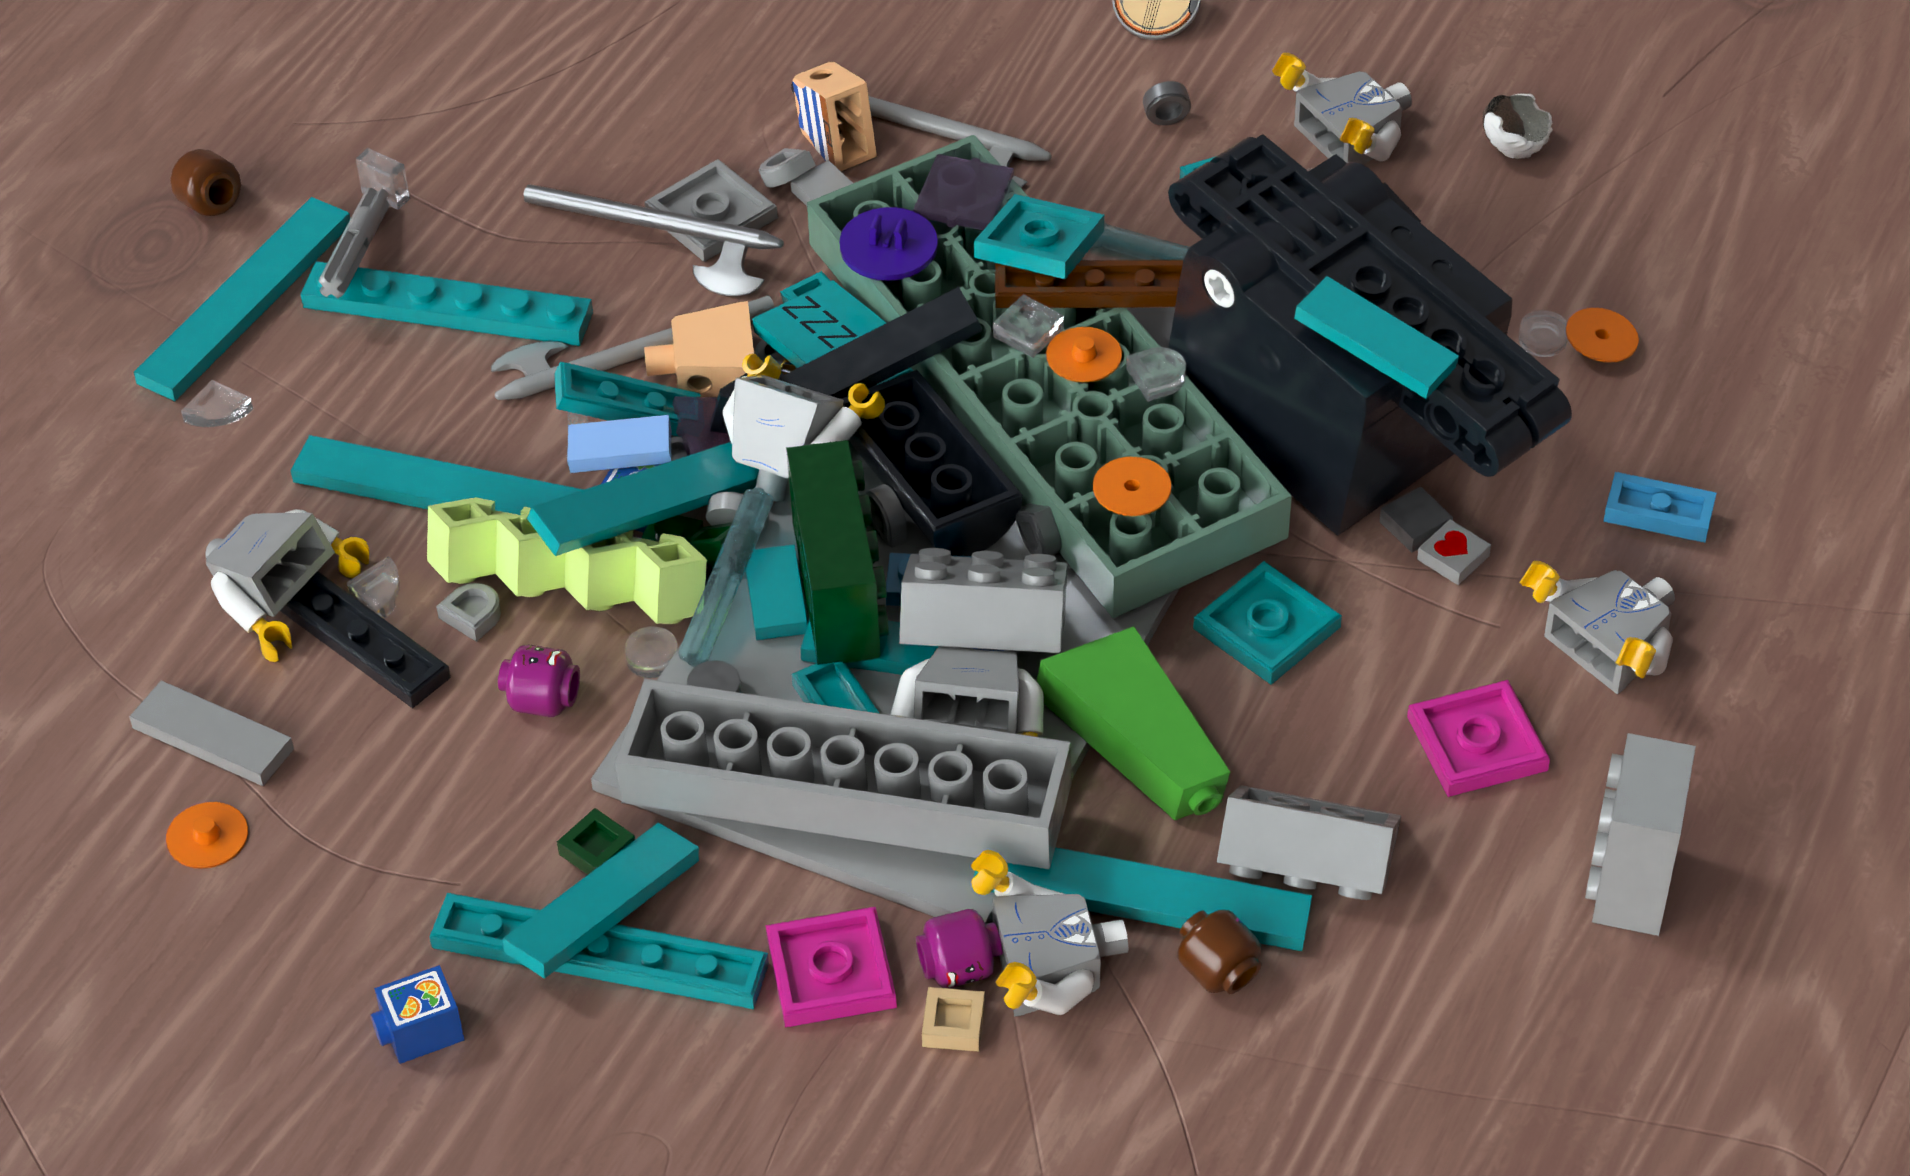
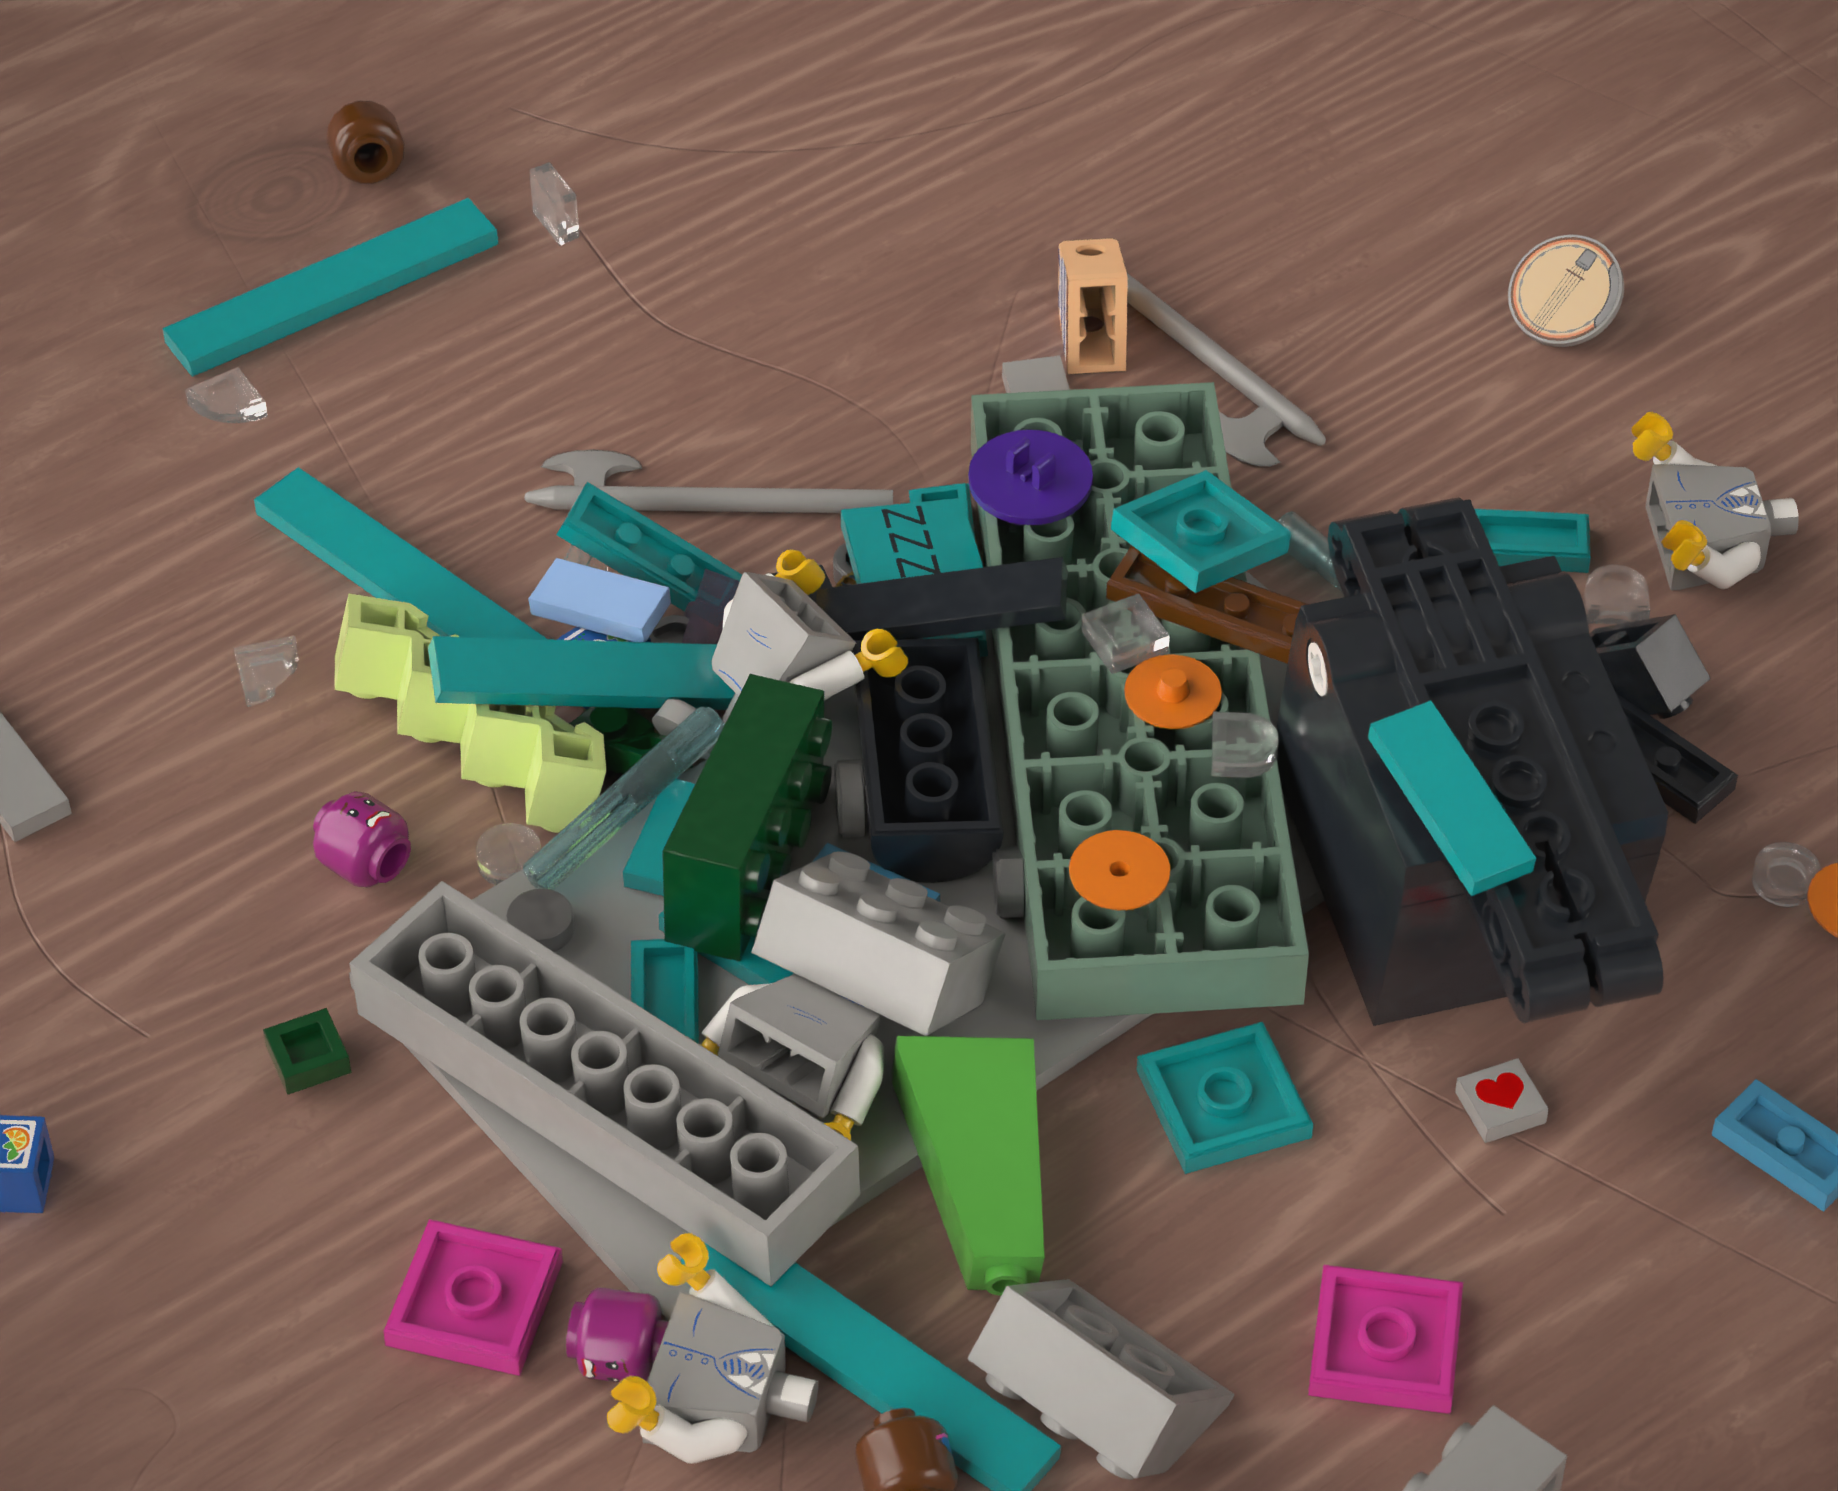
camera: 25 degrees right, 0 degrees up
(269, 562) = (159, 593): light grey torso -> none
(354, 243) = (473, 265): light grey axle -> none
(366, 640) = (215, 714): black tile -> none
(455, 305) = (542, 372): teal plate -> none
(471, 609) = (349, 730): light grey tile -> none
(600, 900) = (268, 1115): teal tile -> none
(618, 956) = (243, 1174): teal tile -> none
(705, 349) = (778, 518): light nougat torso -> none
(718, 196) = (895, 367): light grey tile -> none
(724, 277) = (866, 451): piece -> none
(785, 166) = (1004, 345): light grey tile -> none
(953, 1019) = (567, 1416): tan tile -> none
(963, 191) = (1155, 445): clear purple piece -> none
(1166, 103) = (1497, 425): flat silver tile -> none
(1414, 518) = (1479, 1038): flat silver tile -> none
(1606, 622) = (1626, 1259): light grey torso -> none

